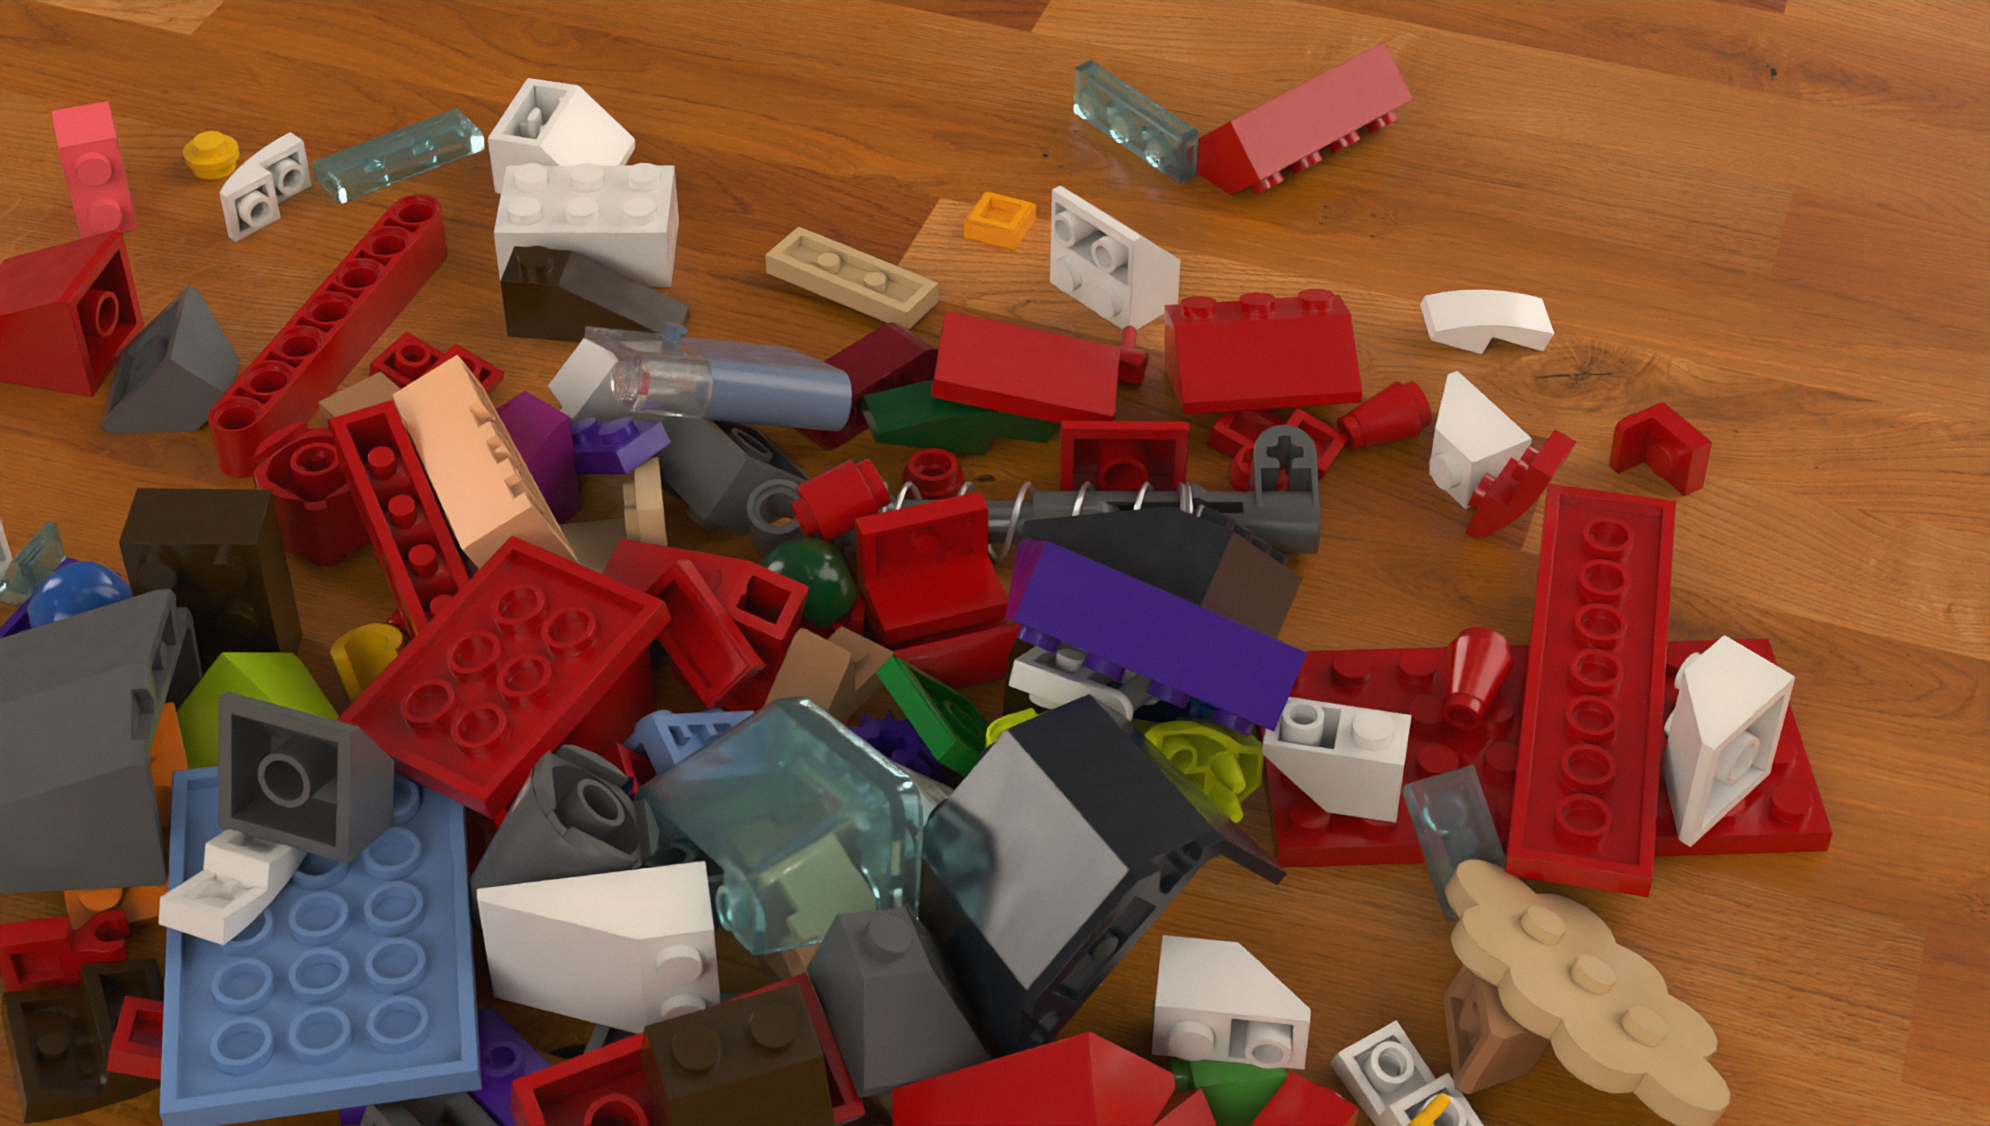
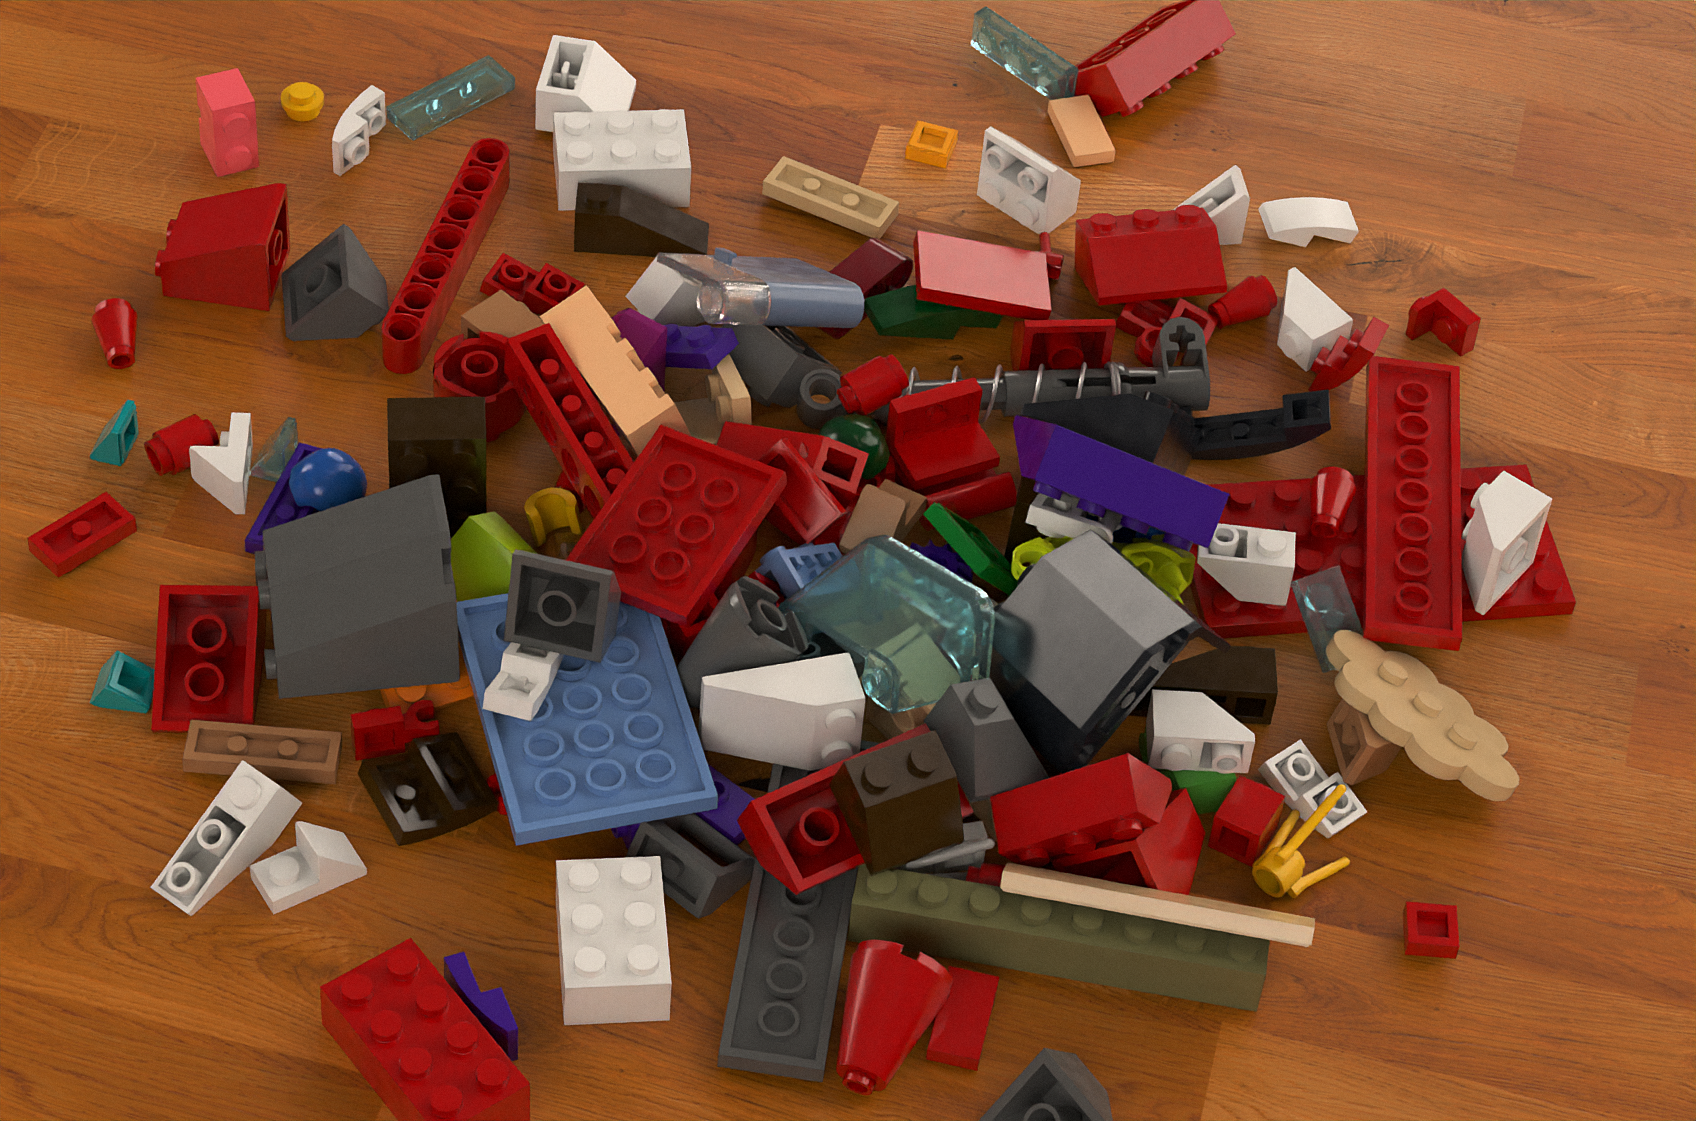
camera: 10 degrees left, 5 degrees up
(138, 1039) = (478, 787): red plate -> none
(934, 474) = (922, 355): red plate -> none
(1198, 209) = (1081, 131): none -> light nougat tile
(1300, 930) = (1237, 681): none -> dark brown slope
(1372, 297) = (1226, 204): none -> white slope
(1389, 583) = (1263, 431): none -> black slope

